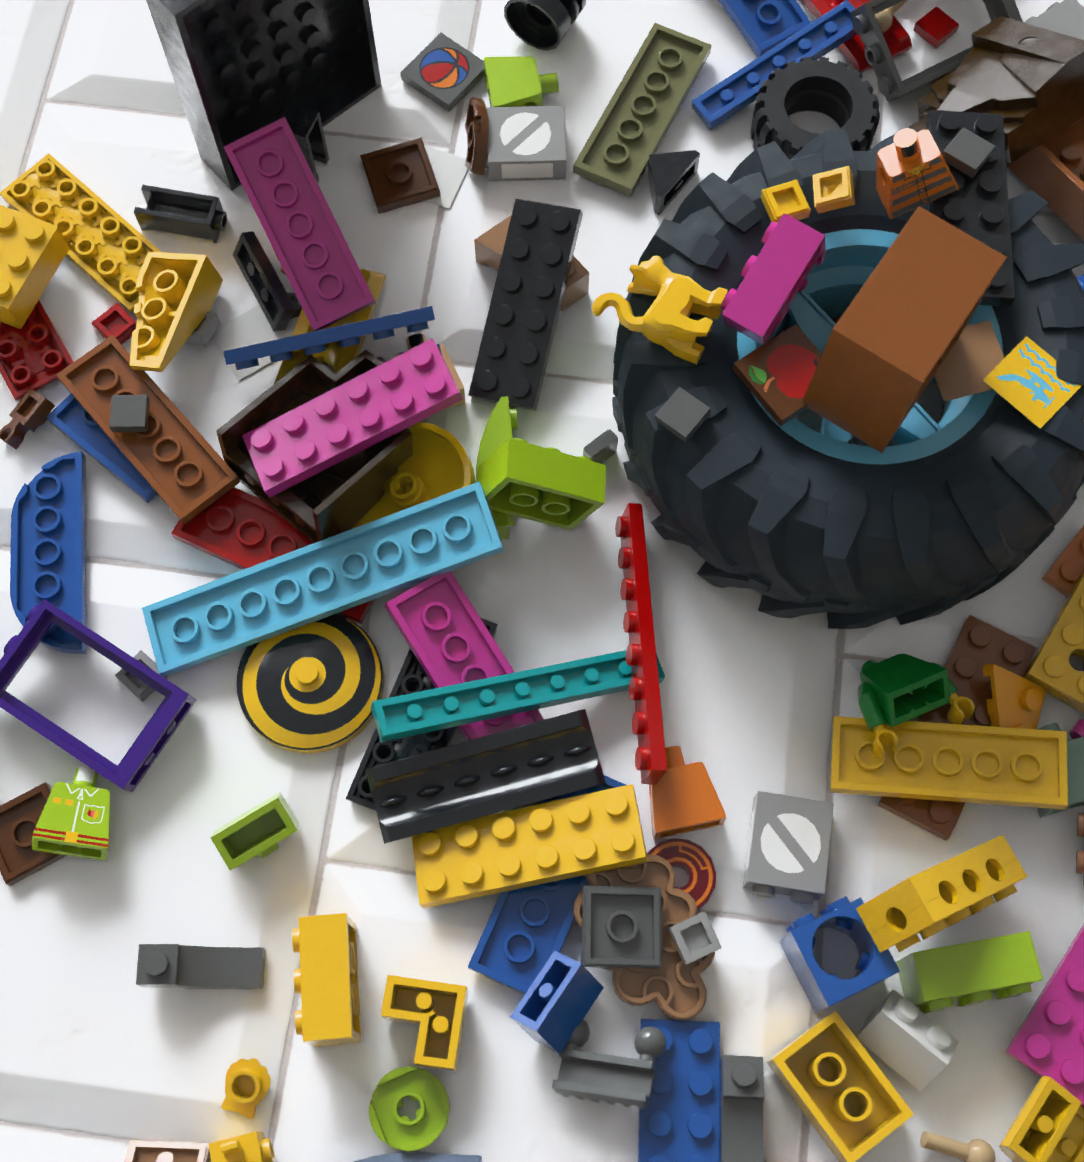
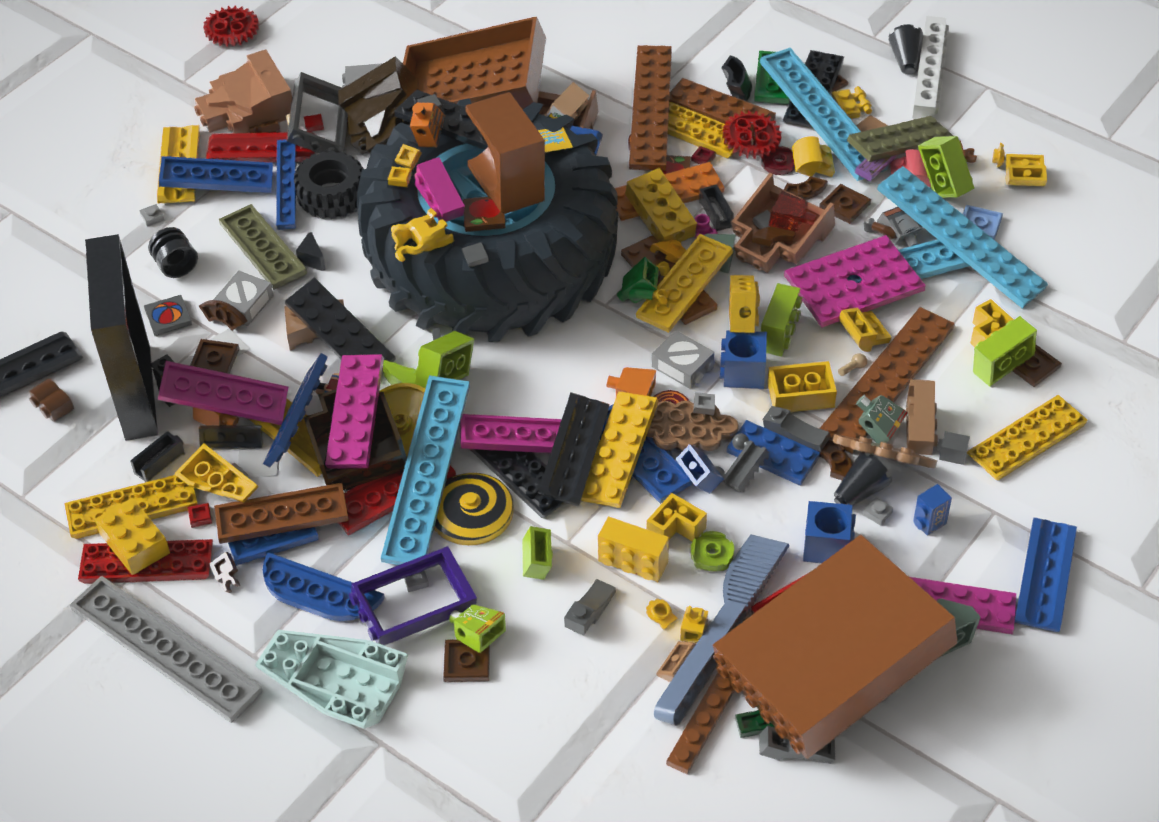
camera: 60 degrees left, 20 degrees down
(129, 413) = (270, 511): dark grey tile -> none
(502, 695) = (542, 416): teal plate -> none
(516, 81) = (203, 286): lime torso -> none
(621, 927) = (681, 427): dark grey tile -> none
(641, 650) = (550, 362): red plate -> none
(907, 1040) = (797, 352): white brick -> none

